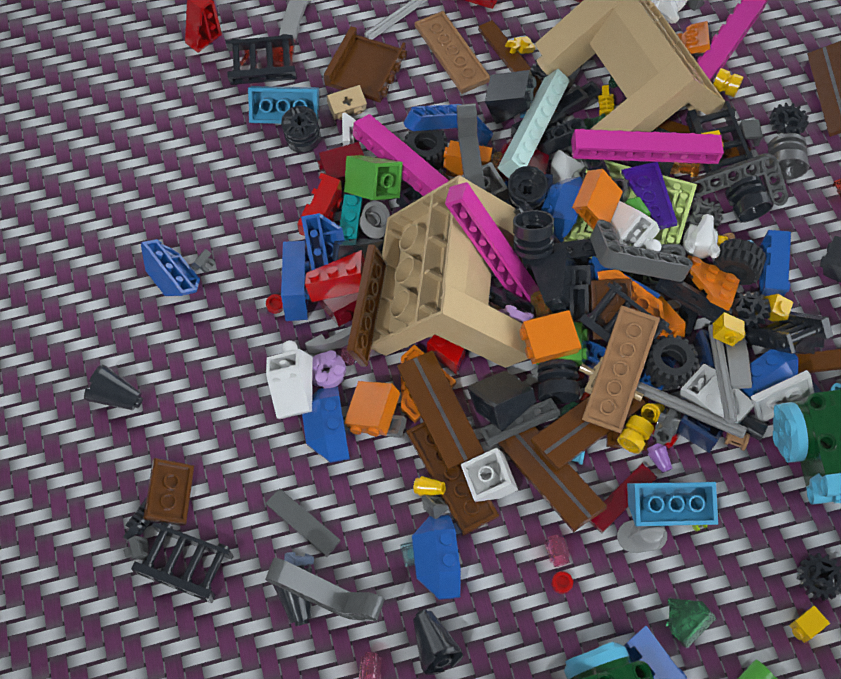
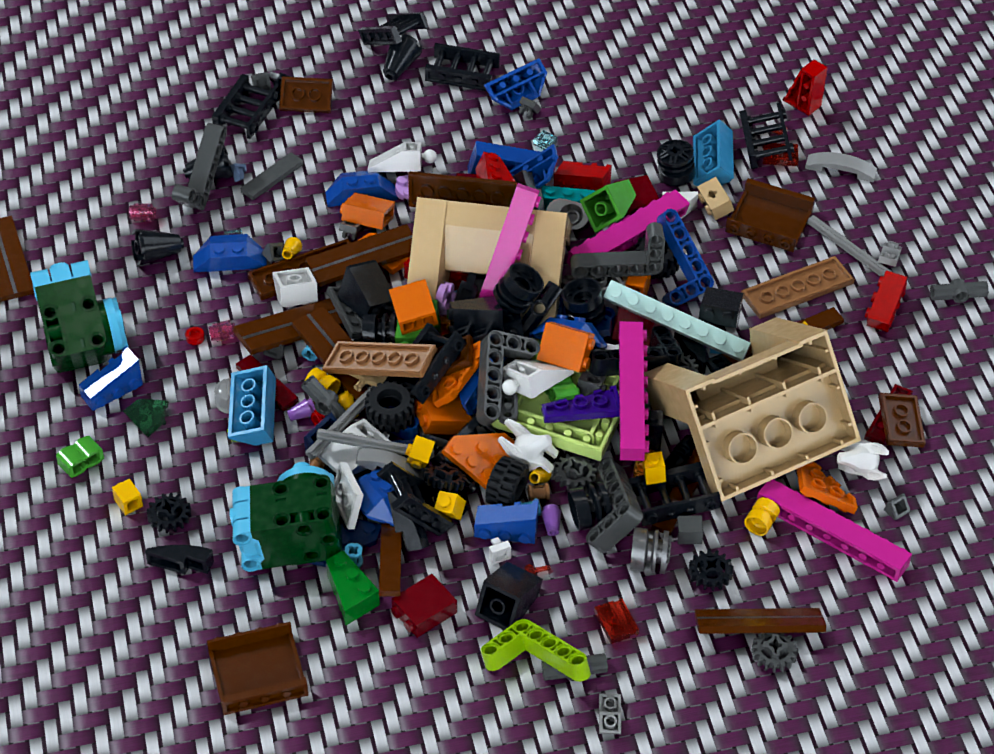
camera: 90 degrees right, 15 degrees down
(88, 399) = (391, 31): none -> black fence
(143, 338) = (457, 77): none -> black fence
(255, 246) = (544, 140): none -> clear light blue plate
(754, 233) = (551, 516): none -> medium lavender cone
(804, 274) = (499, 551): none -> white tile
(816, 252) = (530, 568): none -> clear red hand

